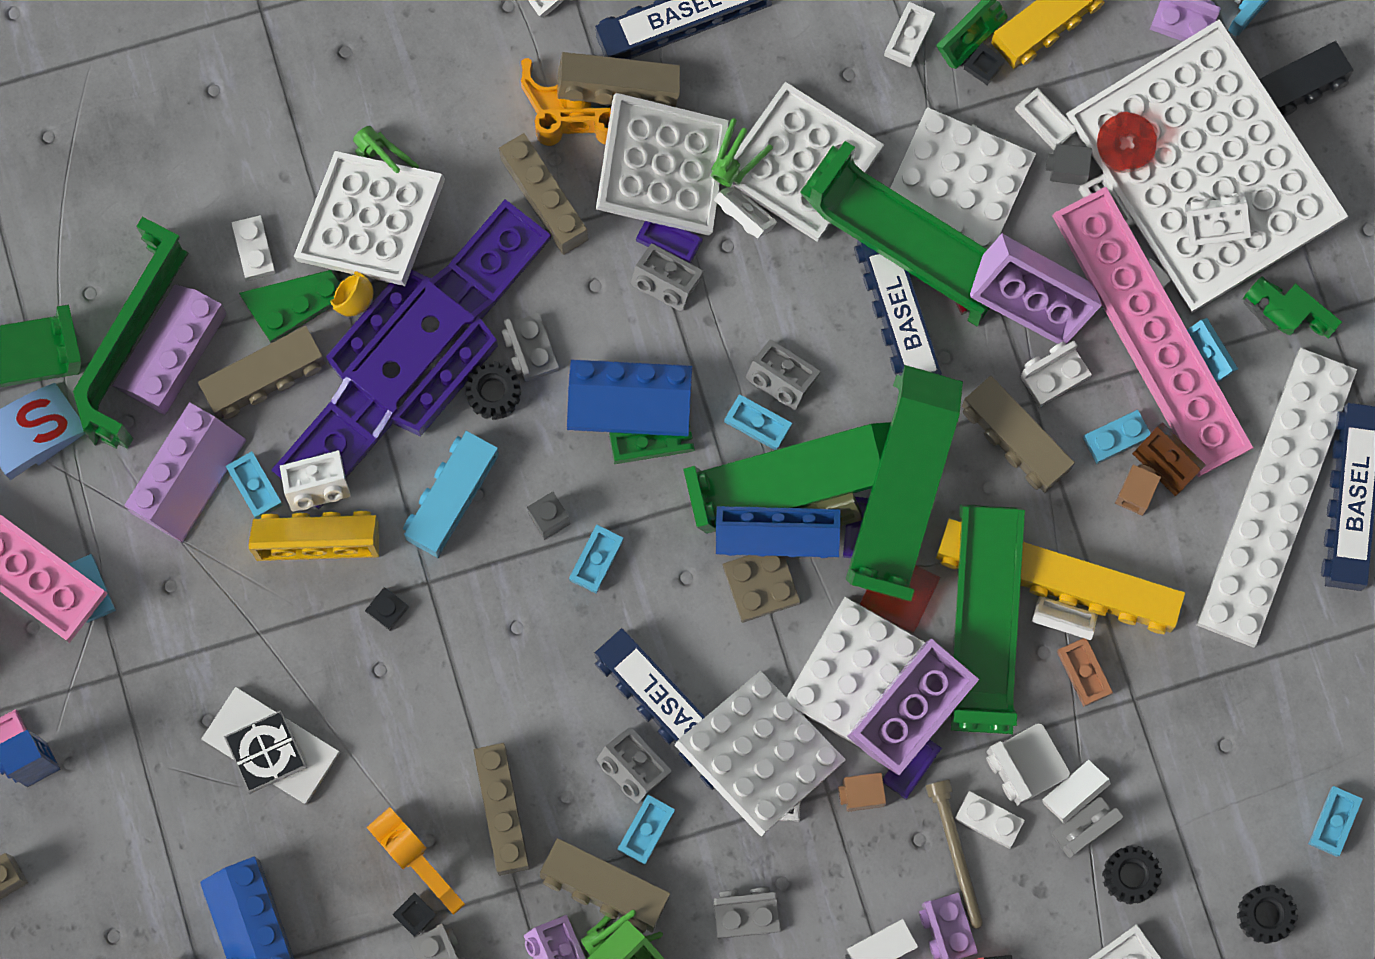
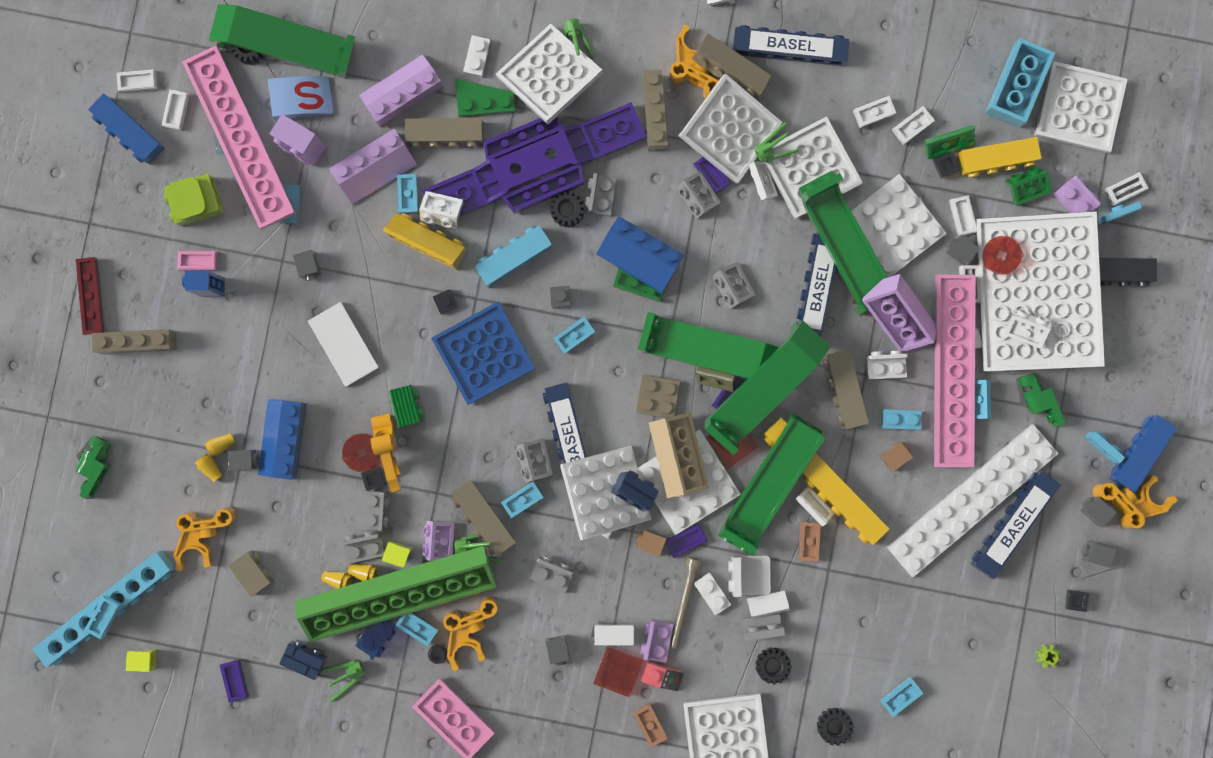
camera: 30 degrees right, 10 degrees up
(61, 487) = (297, 140): none -> lavender brick
(125, 332) = (379, 69): green panel -> none
(160, 659) = (307, 265): none -> dark grey brick
(265, 752) = (337, 347): tile -> none
(353, 295) = (516, 114): yellow hair -> none
(363, 875) = (351, 457): none -> clear red plate
(408, 783) = (406, 406): none -> green brick
(479, 652) = (483, 353): none -> blue plate
(501, 809) = (449, 447): dark tan brick -> none
(758, 422) = (705, 305): medium azure plate -> none
(778, 531) = (681, 375): blue brick -> none
(801, 727) = (635, 491): none -> dark blue brick
(834, 645) = (678, 455): none -> tan slope
(847, 43) = (874, 111): none -> white plate
(913, 707) = (702, 513): lavender slope -> none
(1111, 33) = (1029, 185): none -> green bracket
(1169, 459) = (923, 448): reddish brown plate -> none

